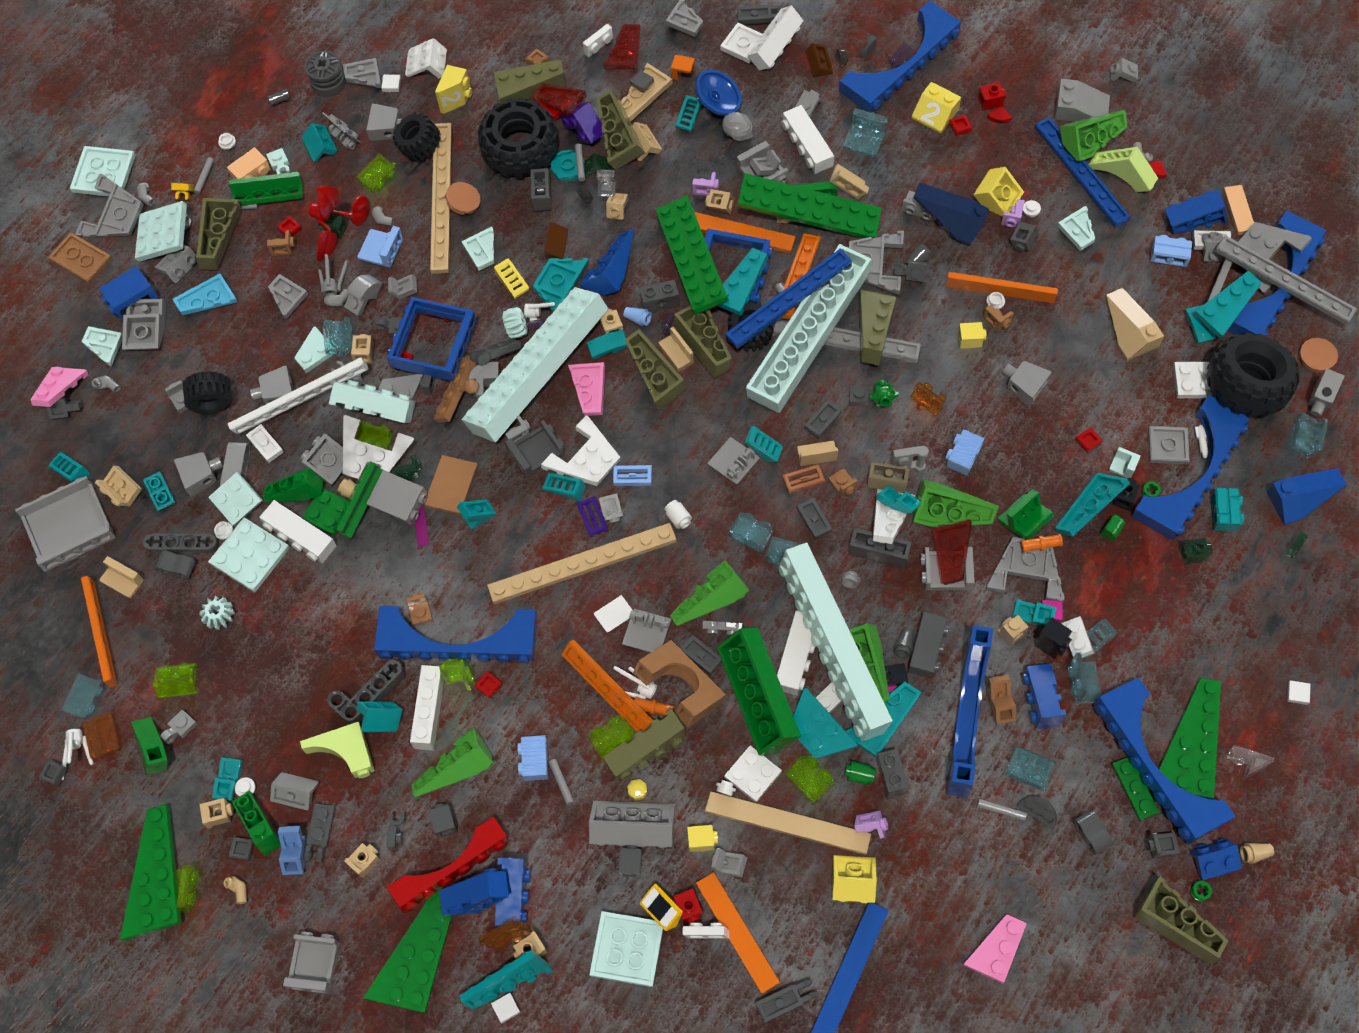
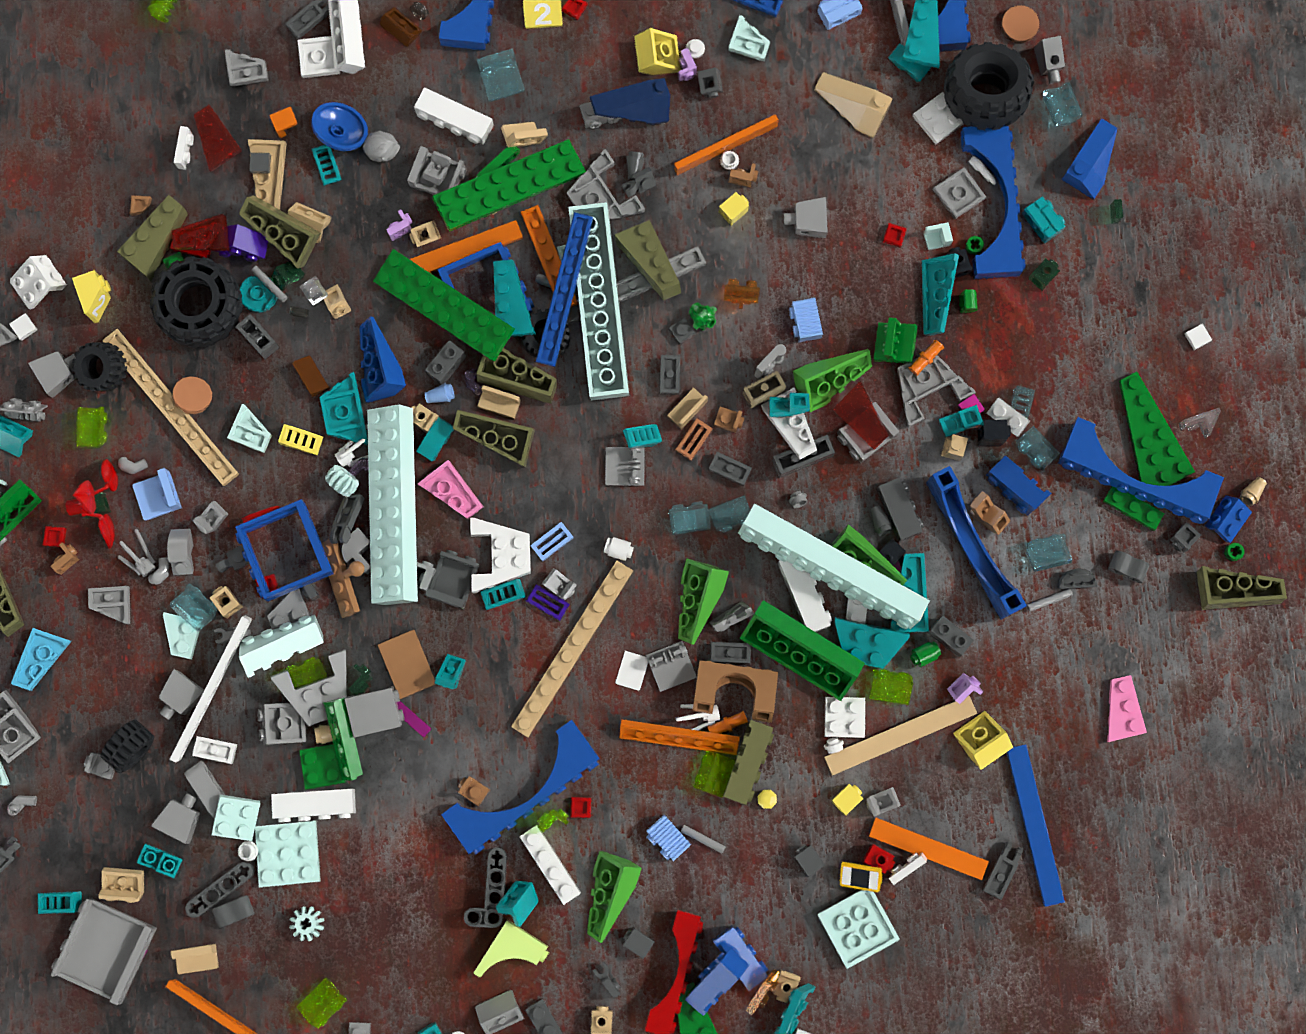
camera: 45 degrees left, 15 degrees up
(296, 487) = (277, 769): green slope -> none
(632, 824) = (785, 829): light grey slope -> none
(809, 101) = (425, 77): light grey bracket -> none

